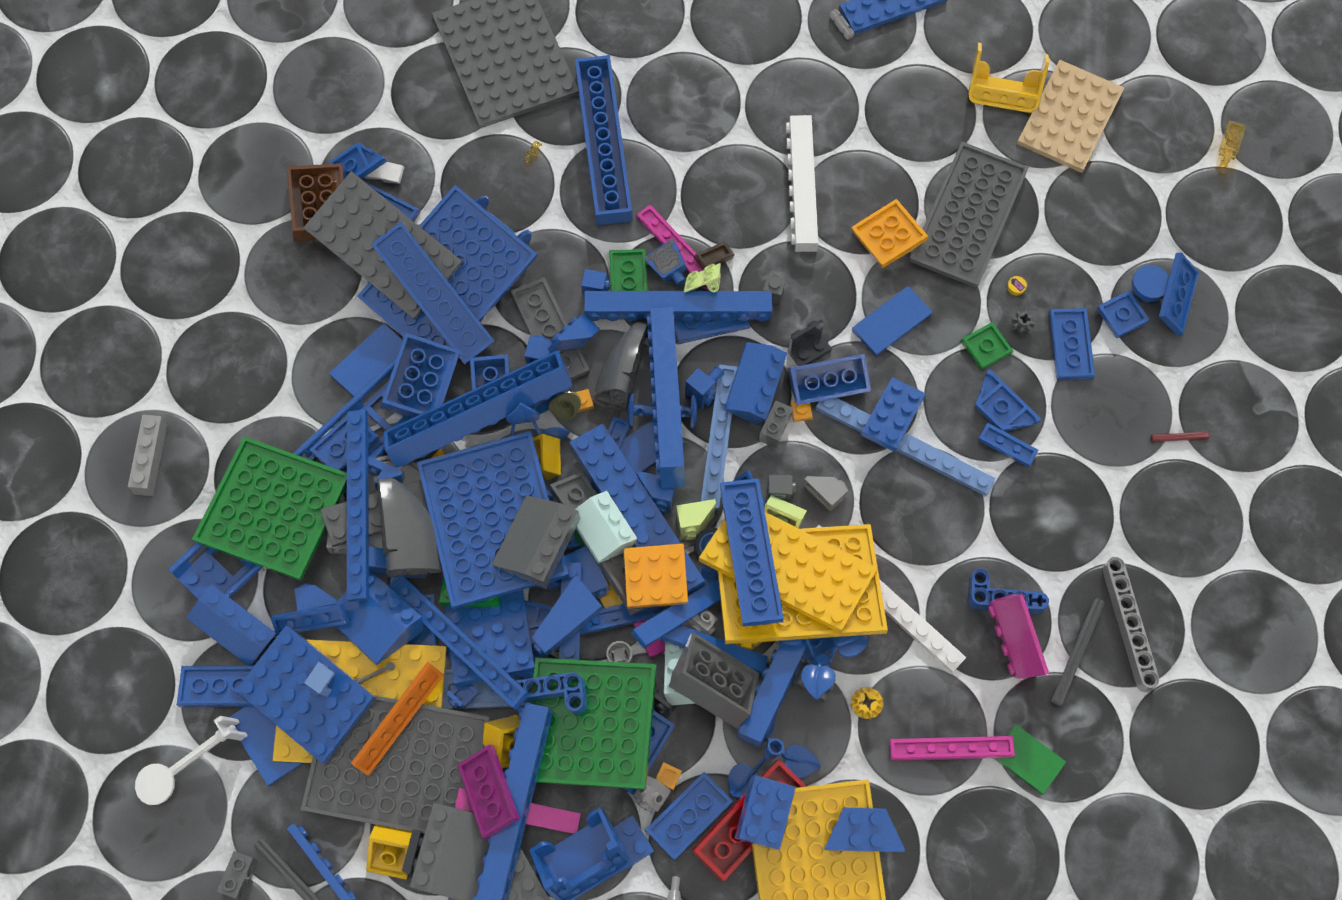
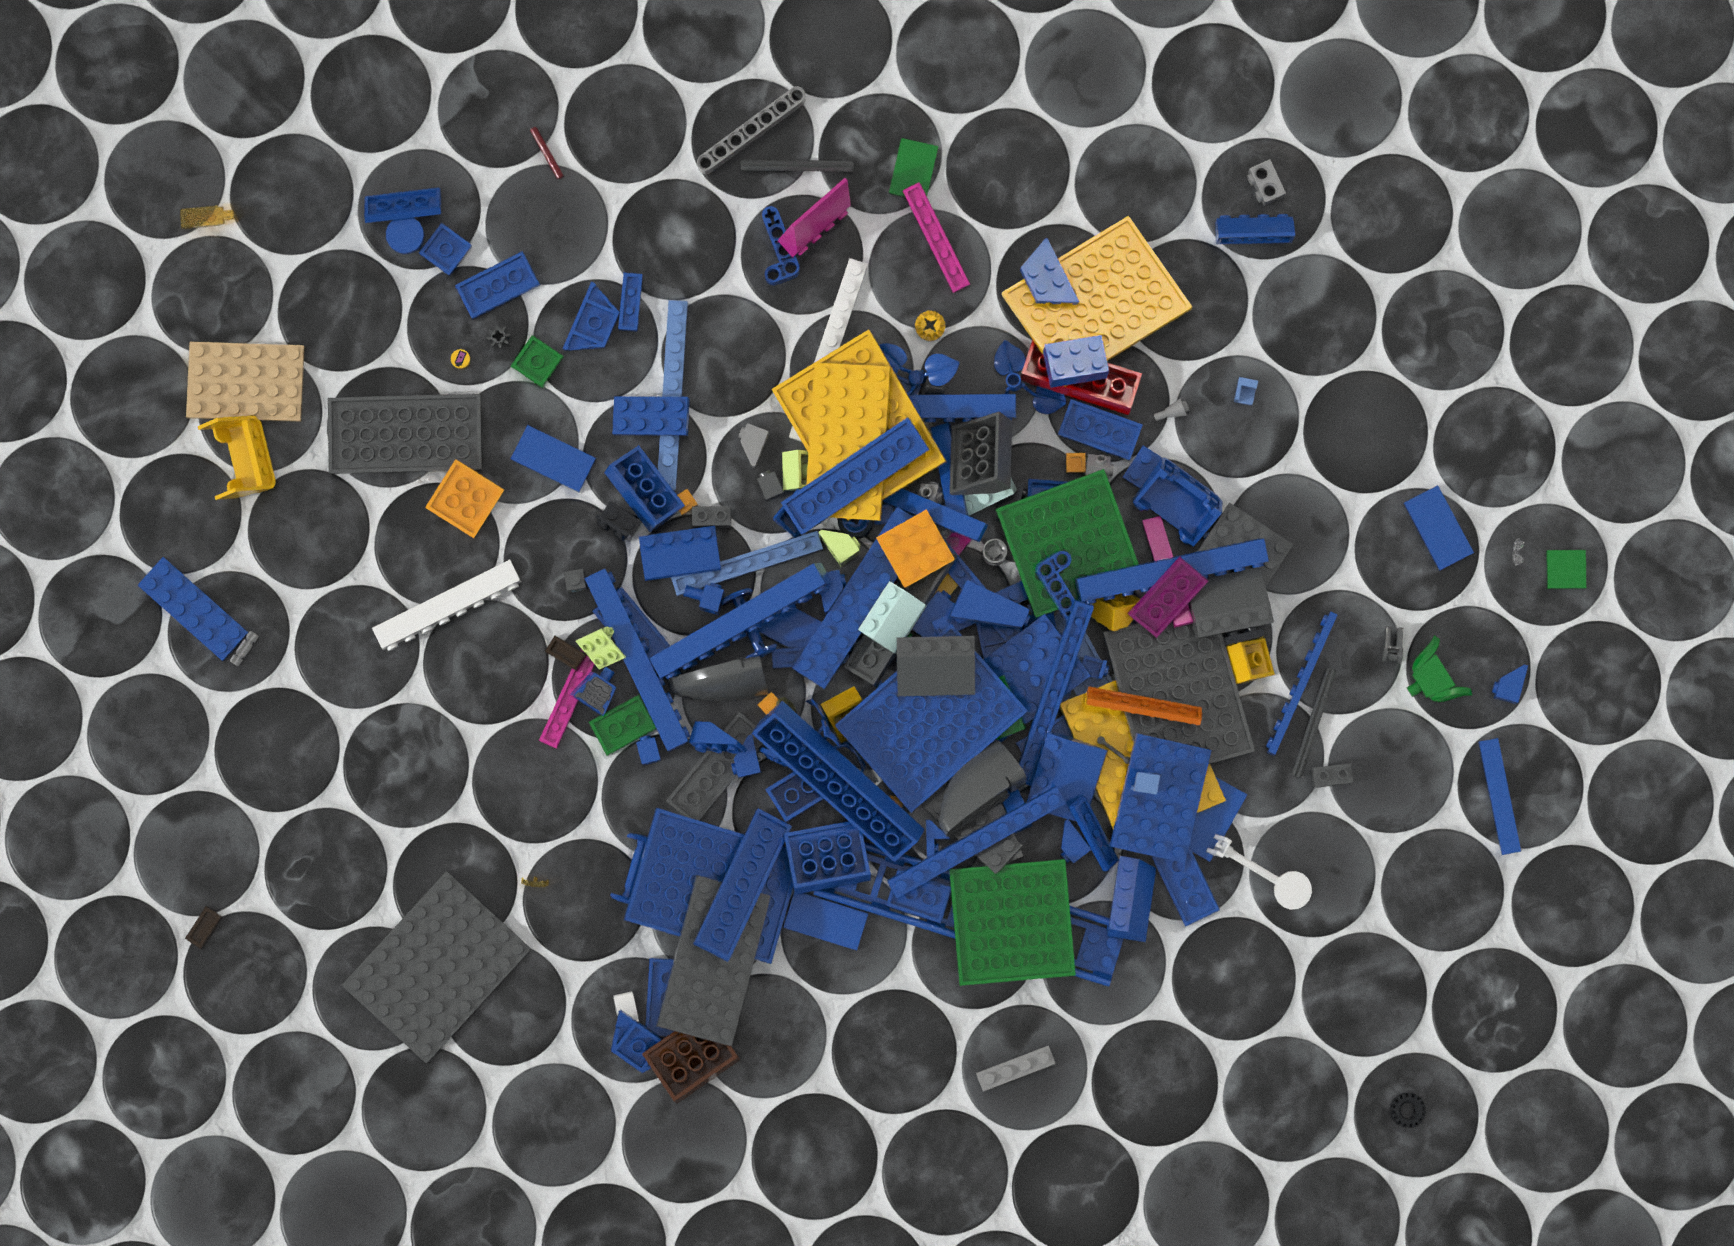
camera: 110 degrees left, 15 degrees up
(603, 140) = (492, 817): blue brick -> none

